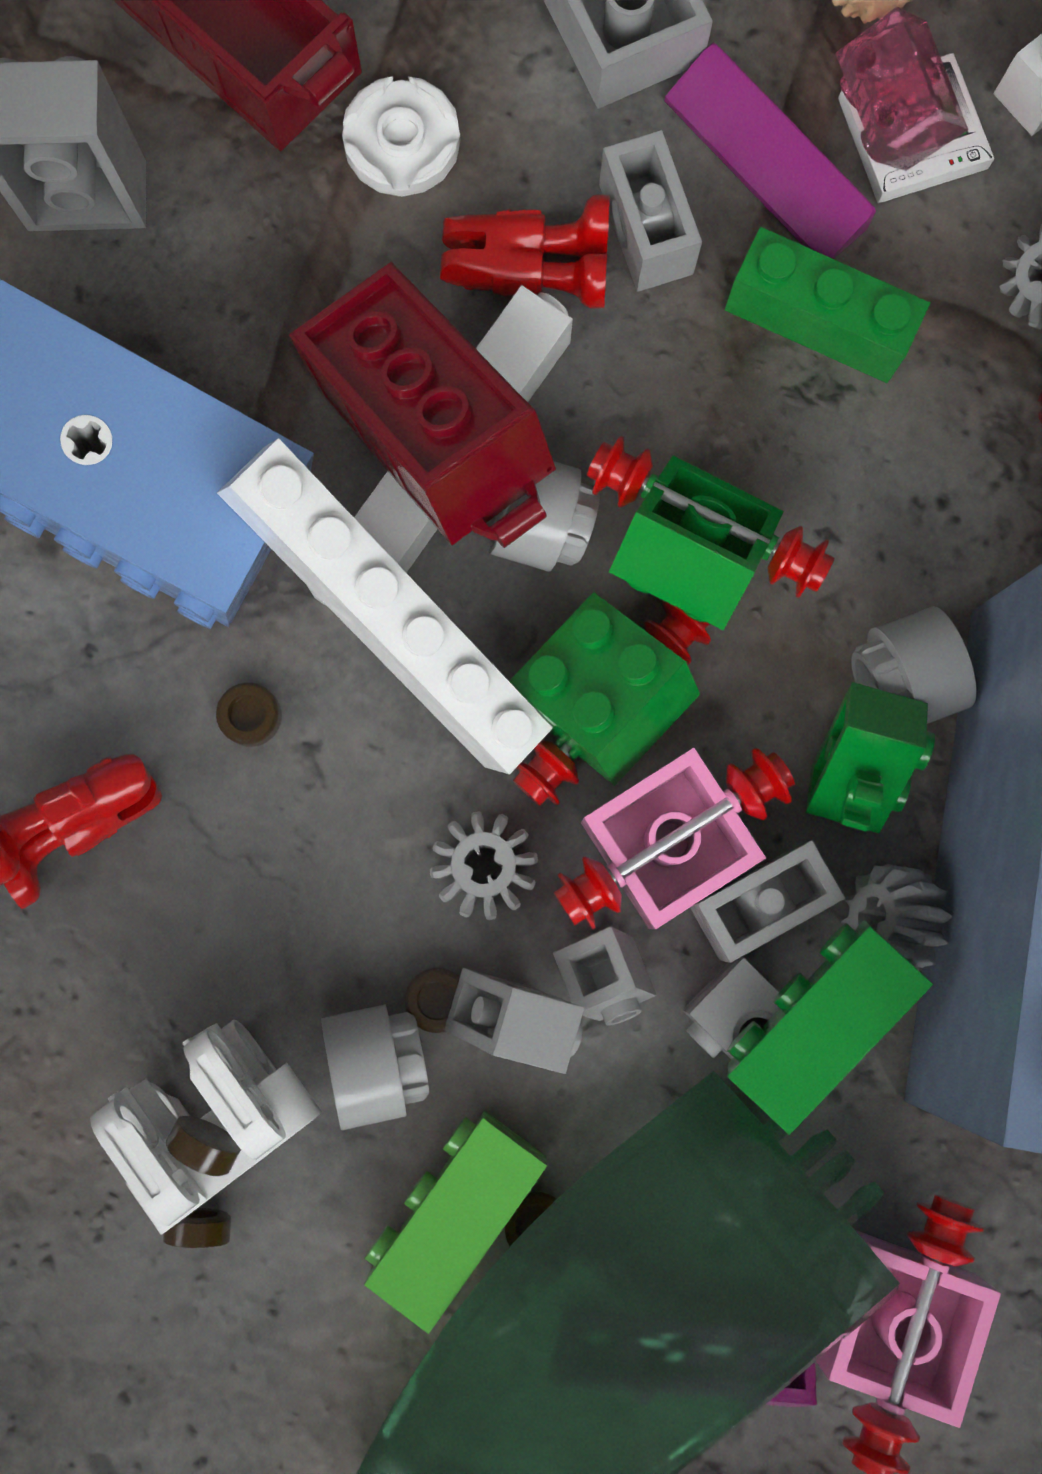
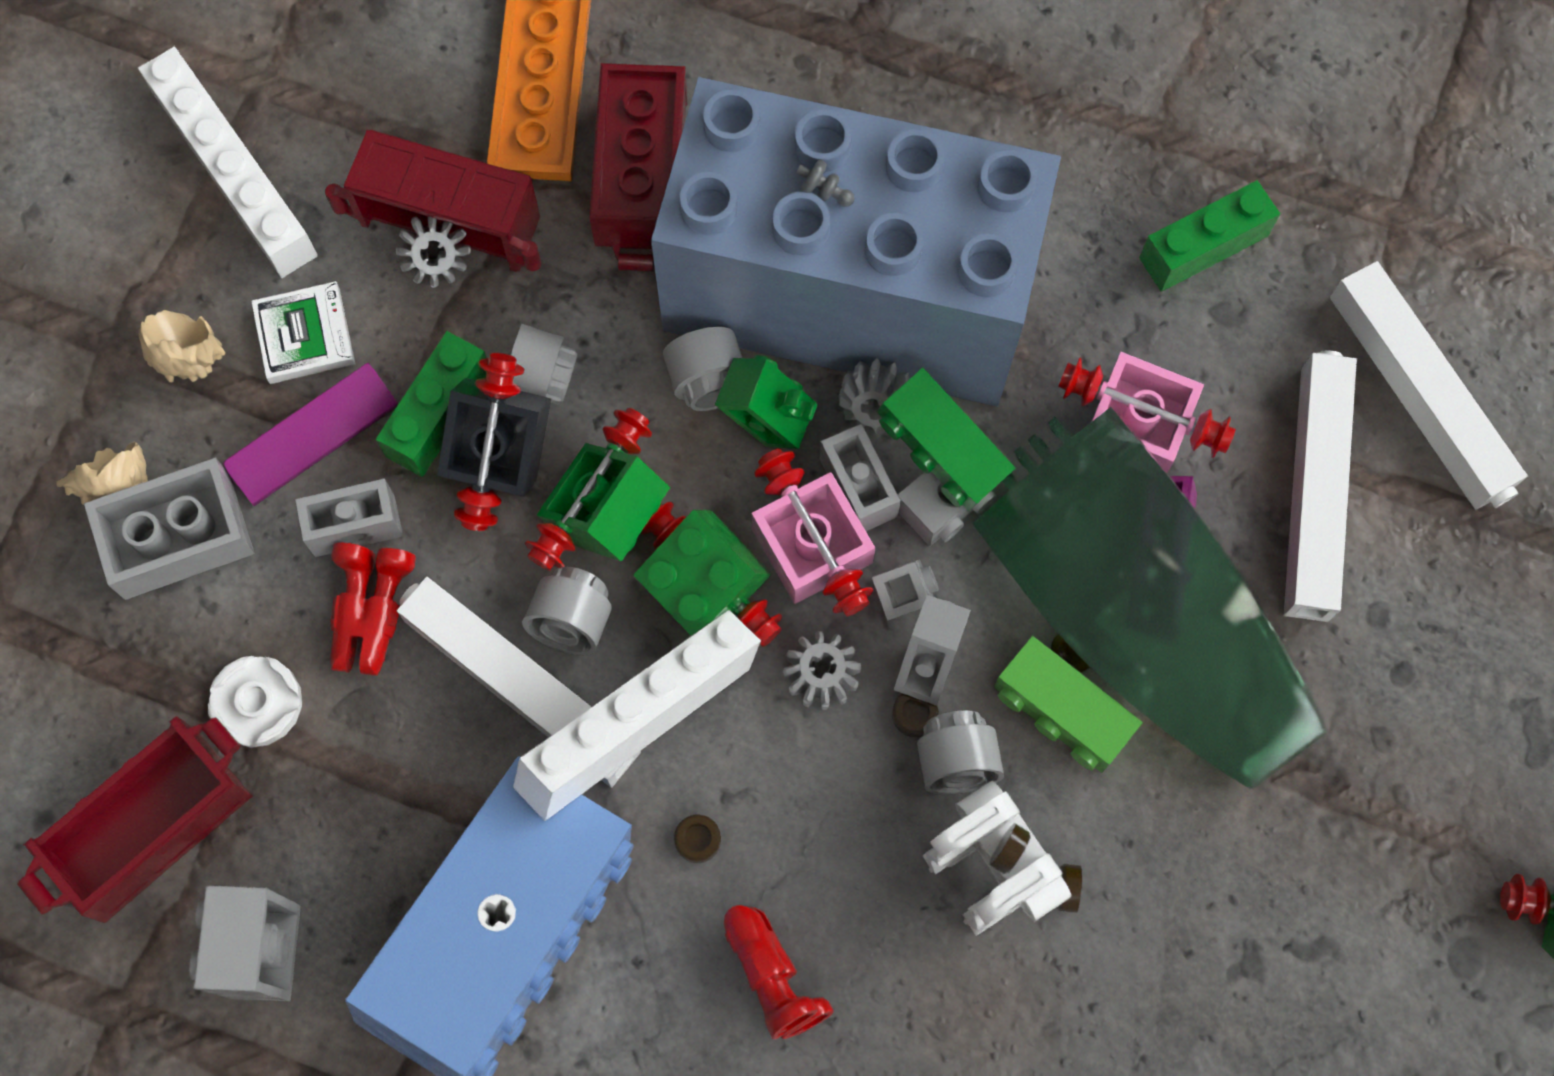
camera: 85 degrees left, 10 degrees down
(429, 407) = (488, 676): dark red container -> none
(775, 381) = (492, 439): none -> black brick
(891, 436) = (545, 362): none -> light grey piece
(900, 91) = (286, 336): clear pink brick -> none

